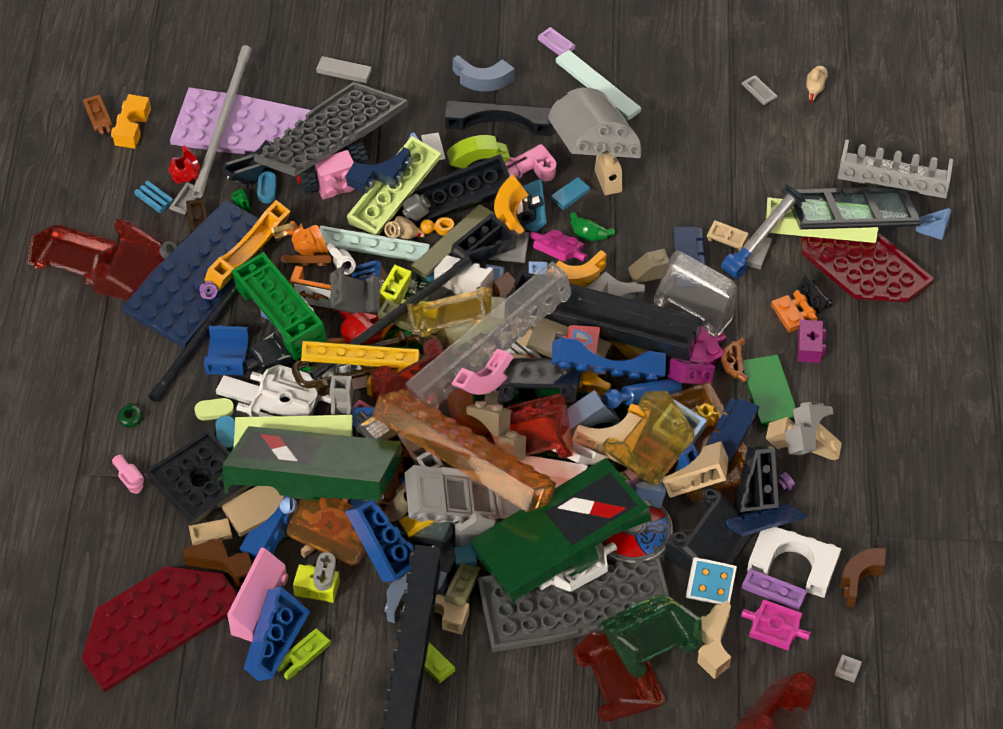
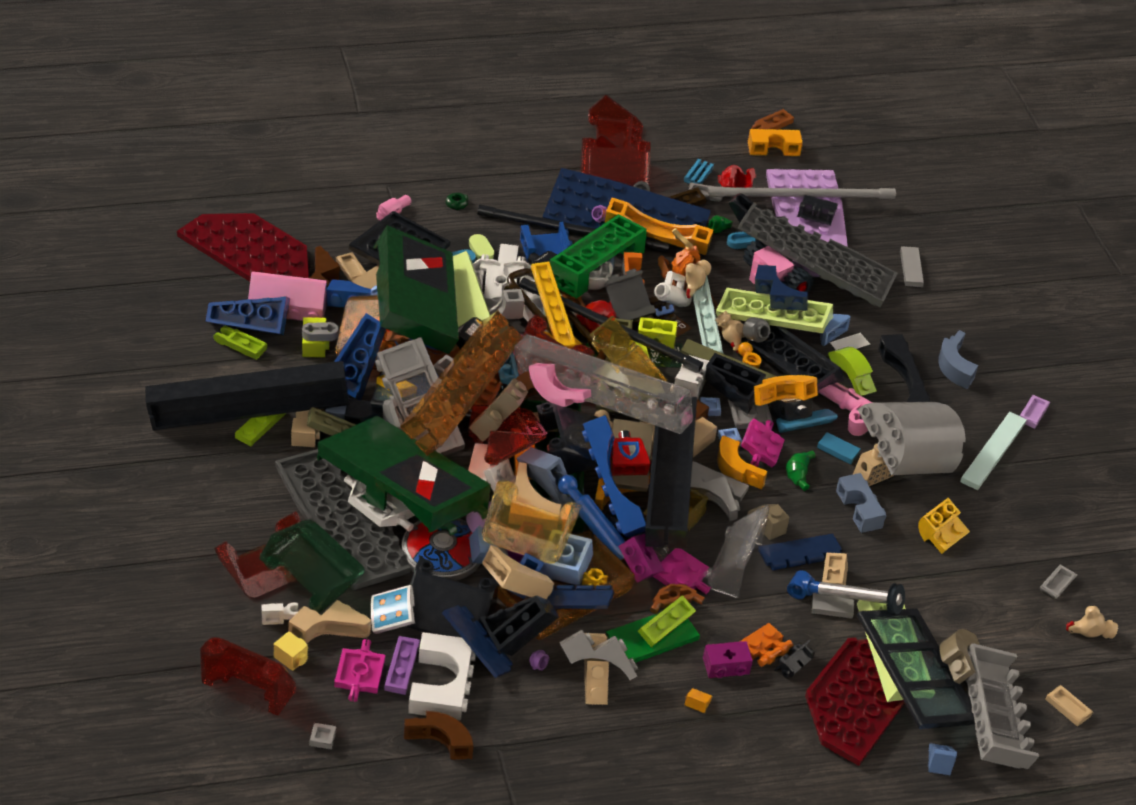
camera: 70 degrees right, 10 degrees down
(253, 114) = (817, 210): none -> black hinge
(333, 232) = (696, 276): none -> tan animal
(659, 192) = (868, 512): none -> sand blue arch
(687, 145) = (942, 526): none -> yellow brick
(693, 683) = (277, 614): none -> white plate
(744, 676) = (291, 651): none -> light yellow brick
(765, 372) = (666, 621): none -> lime plate
(838, 176) = (956, 656): none -> dark tan arch
(847, 374) = (697, 700): none -> light orange slope
(890, 127) = (1069, 705): none -> tan tile

